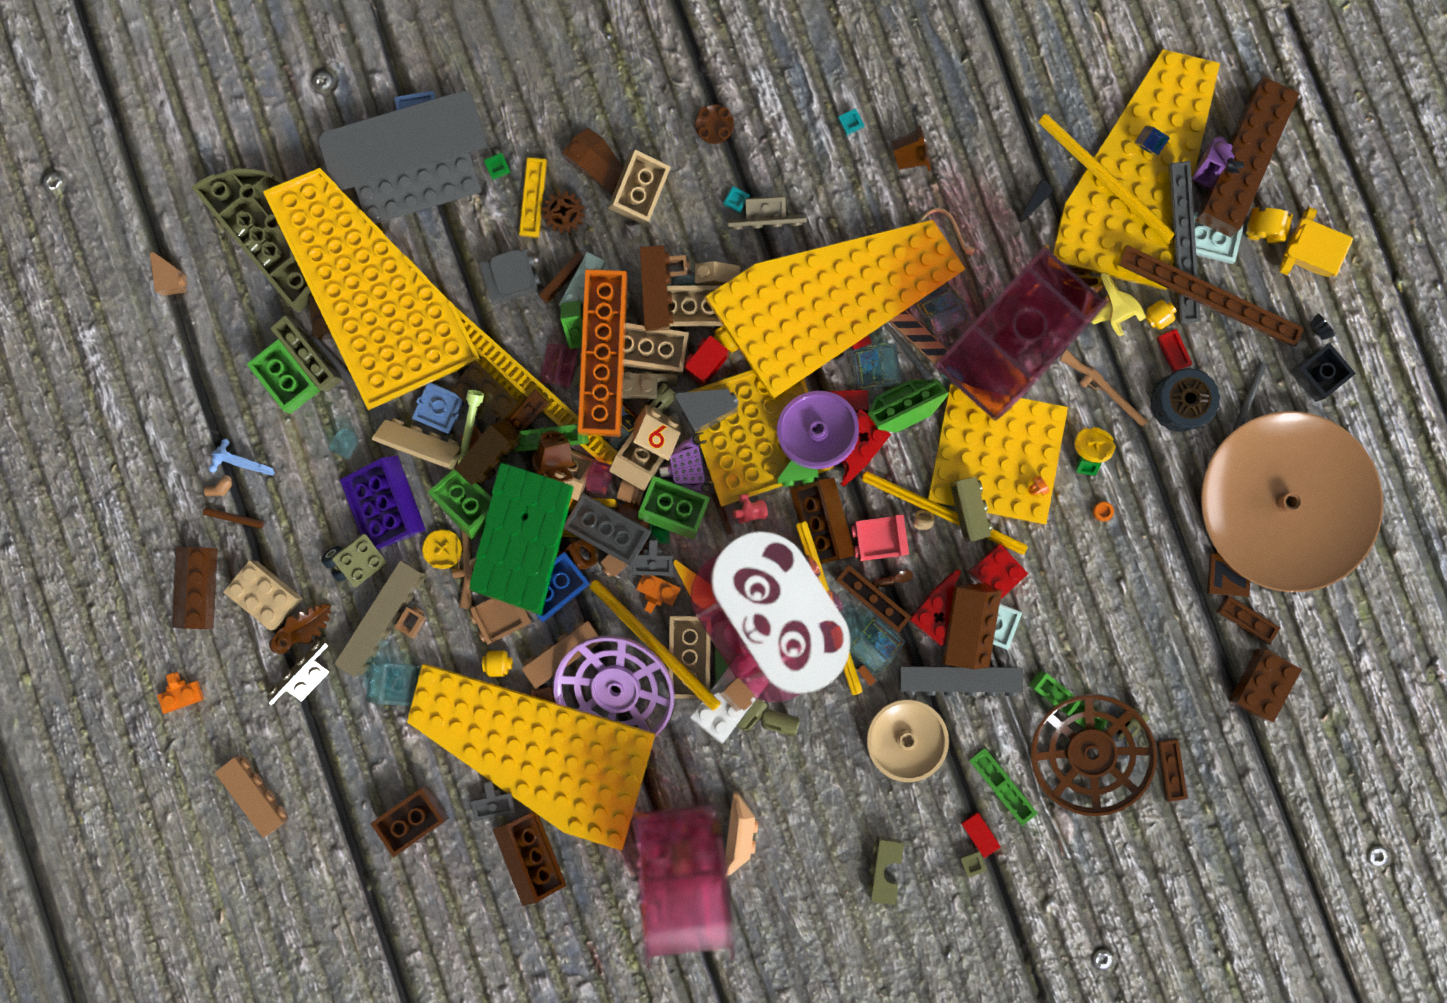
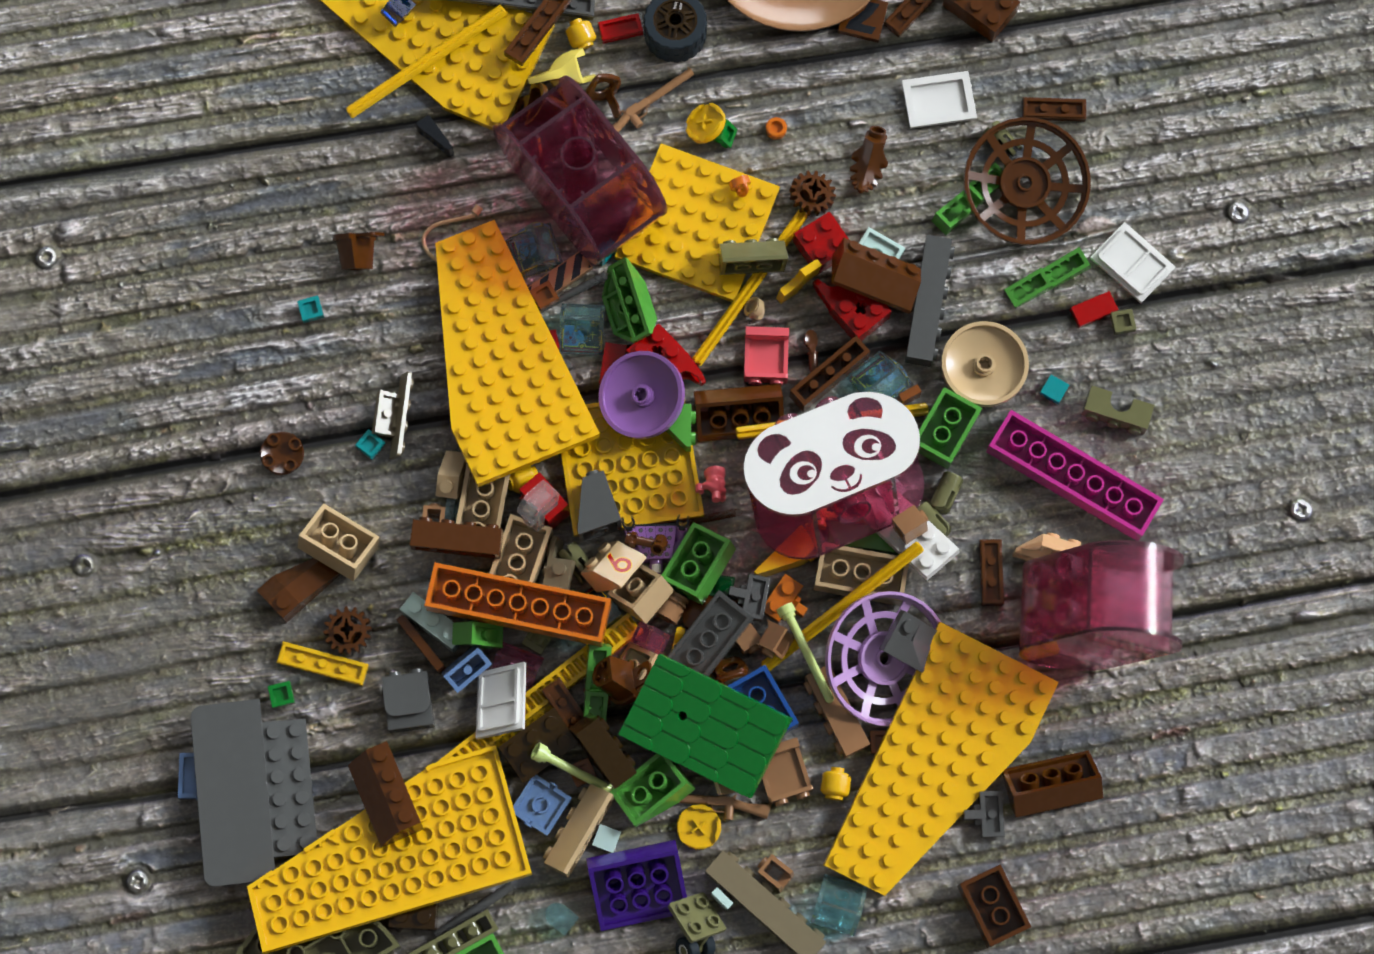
camera: 80 degrees left, 10 degrees down
(380, 579) = (722, 899): none -> light aqua tile
(417, 270) = (384, 794): none -> reddish brown slope
(419, 470) = (606, 838): none -> light aqua tile
(521, 356) = (501, 700): none -> white piece
(544, 320) = (466, 668): none -> medium blue brick
(614, 589) = (775, 640): none -> medium nougat window
(631, 710) = (909, 640): none -> dark grey plate
(640, 595) = (788, 614): none -> yellowish green piece
(682, 469) = (656, 545): none -> reddish brown bar
(696, 353) = (537, 504): none -> clear brick
(714, 774) = (991, 572): none -> reddish brown tile
(815, 839) = (1074, 475): none -> dark pink brick
(840, 714) = (947, 427): none -> bright green brick
(896, 808) = (1054, 389): none -> teal tile
(900, 327) = (544, 295): none -> dark orange tile
(956, 556) = (798, 281): none -> yellow tile
(1033, 865) = (1132, 262): none -> white piece
(1047, 563) = (807, 198): none -> reddish brown gear
(1088, 603) = (869, 160): none -> reddish brown plant
(1107, 350) = (606, 94): none -> reddish brown piece
(1160, 659) = (939, 99): none -> white piece

